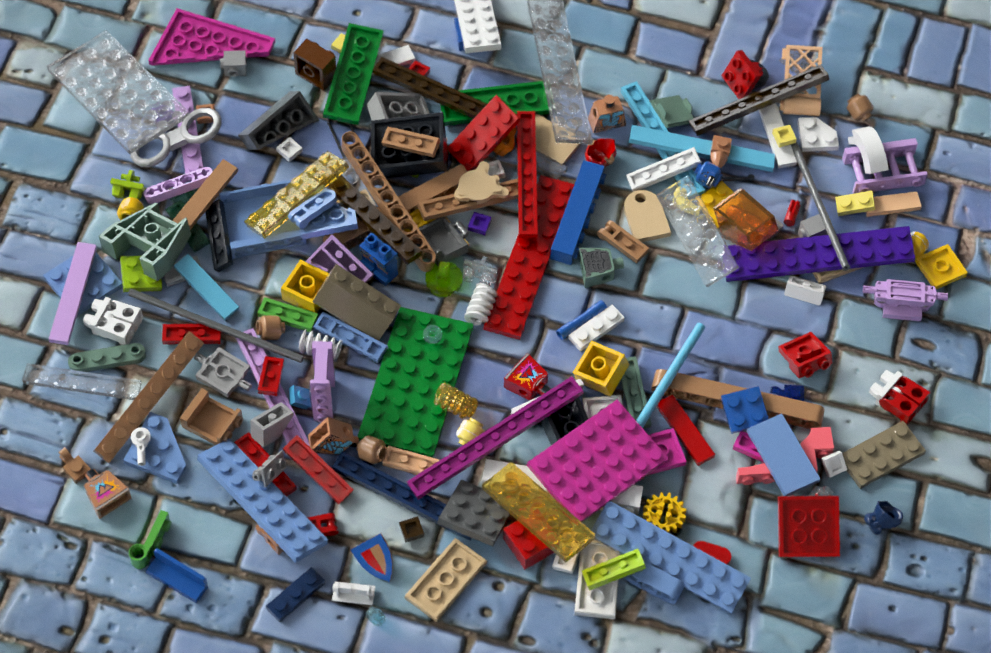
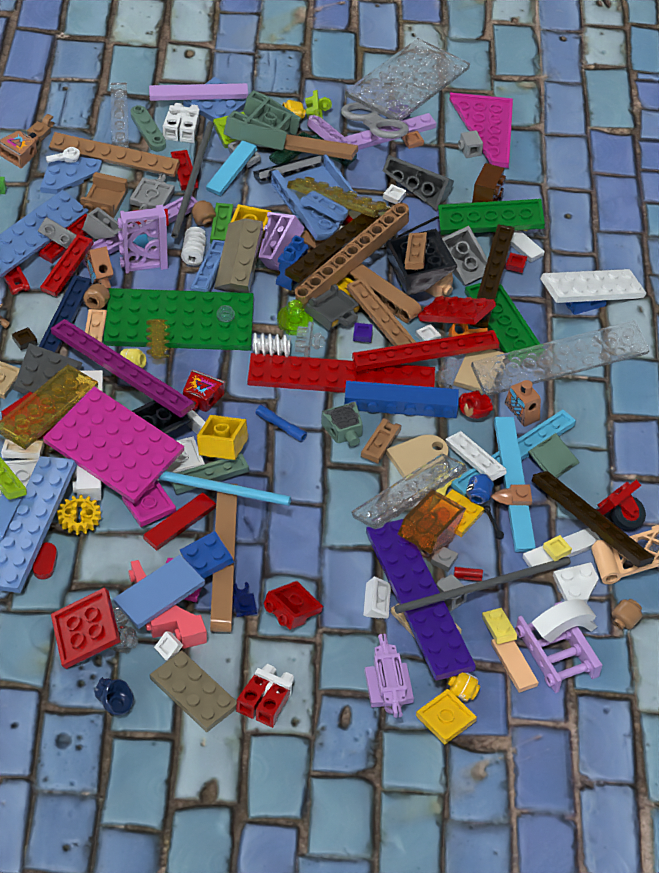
camera: 75 degrees right, 10 degrees down
(479, 186) = (399, 318): tan tile -> none
(596, 327) = (276, 436): white plate -> none

